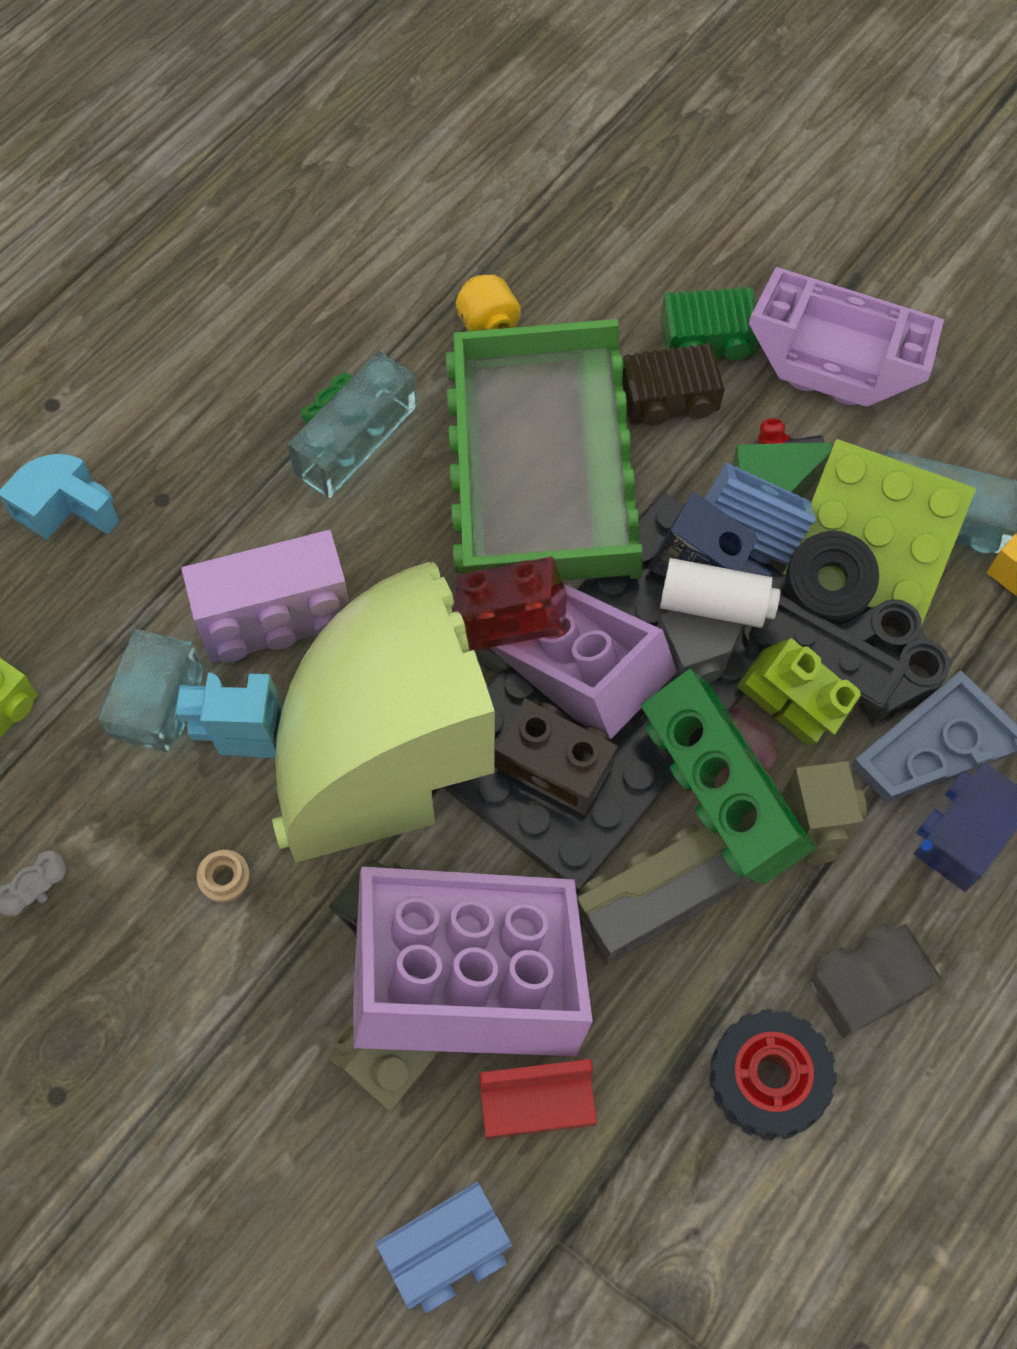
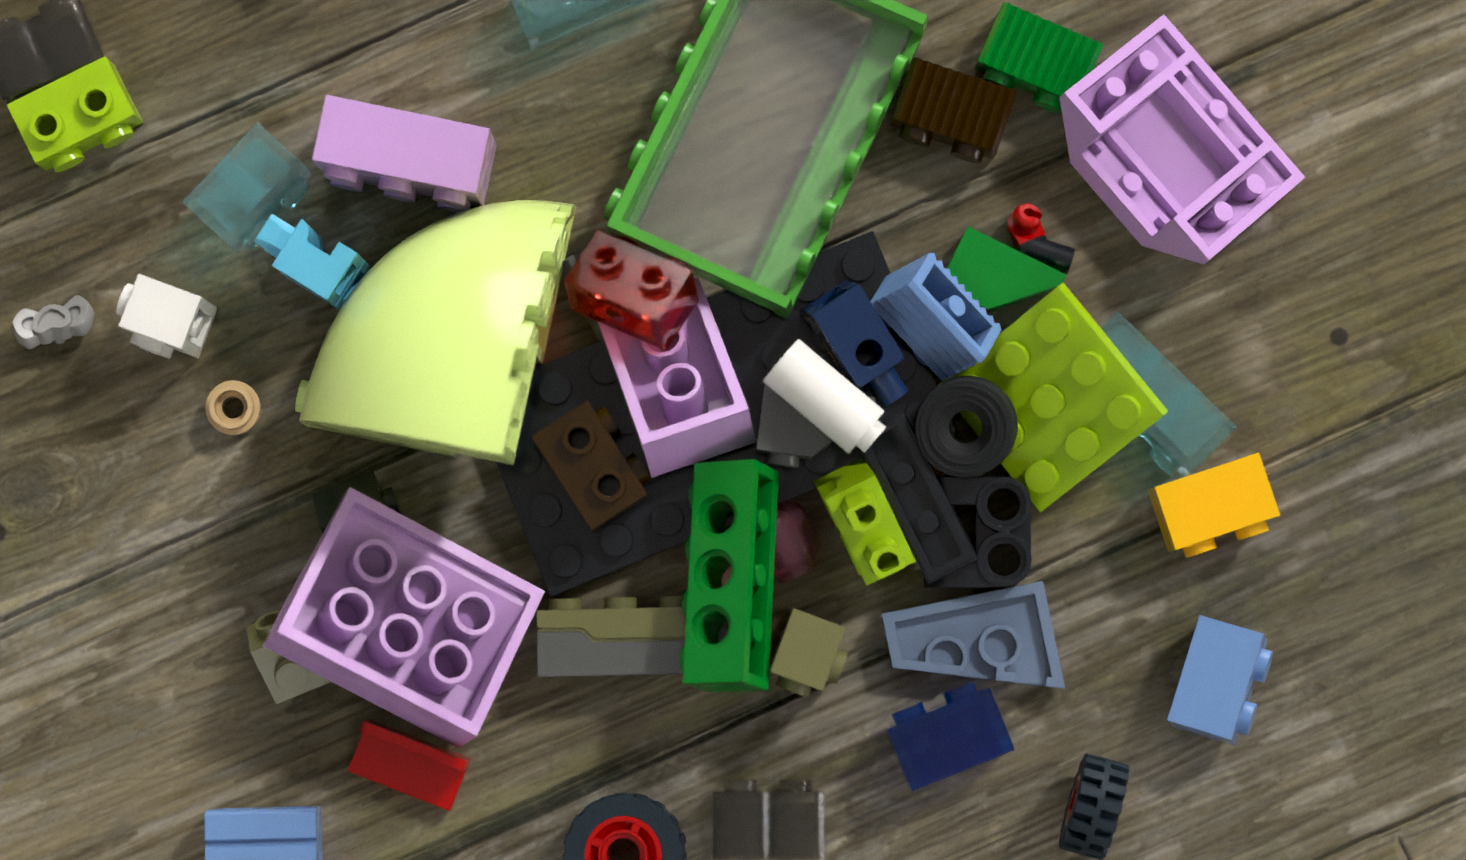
camera: 25 degrees right, 20 degrees up
(127, 818) = (164, 317): none -> white brick

